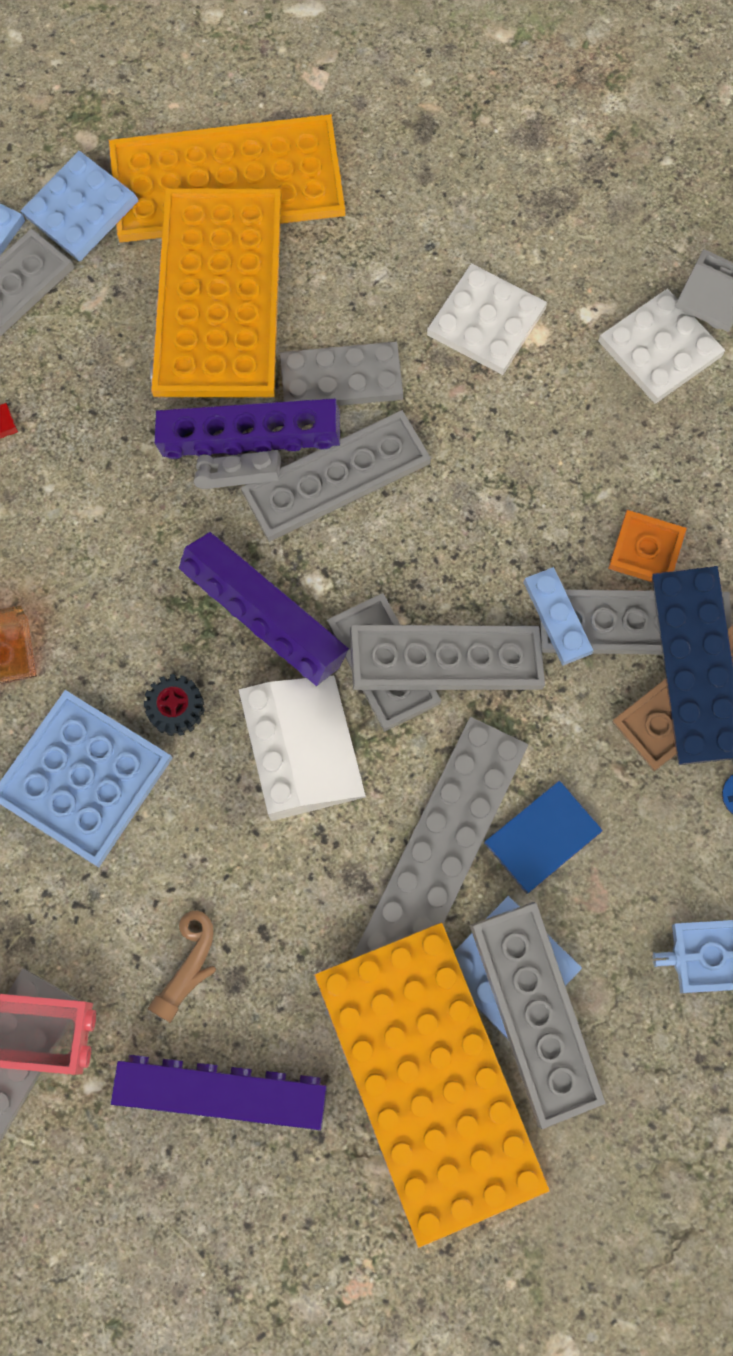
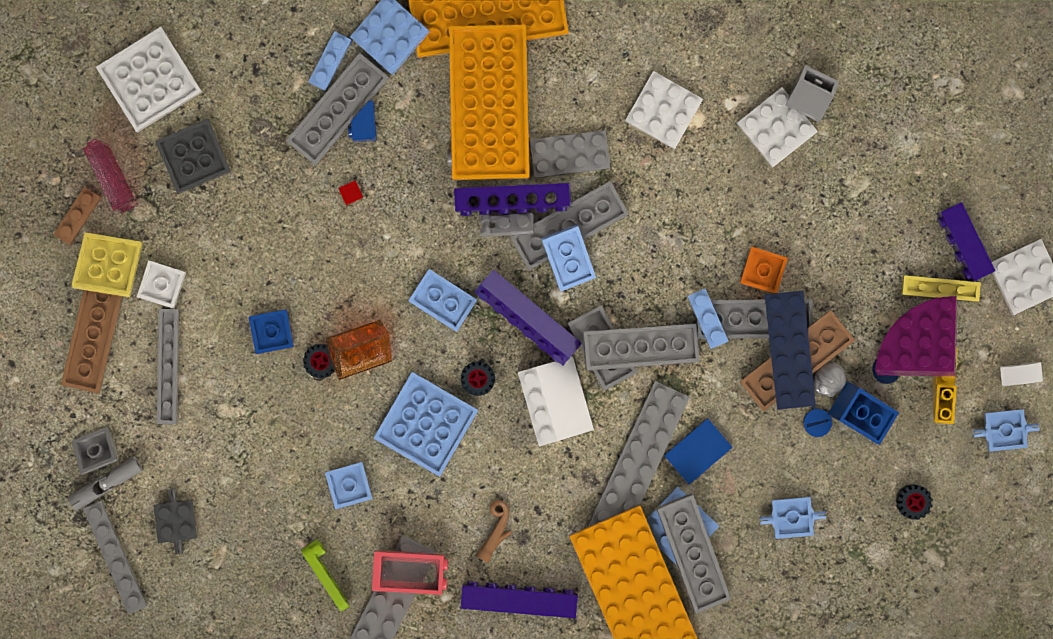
camera: 10 degrees left, 15 degrees up
(27, 325) = (364, 124): none -> blue slope
(126, 581) = (442, 300): none -> light blue plate
(331, 517) = (568, 257): none -> light blue plate

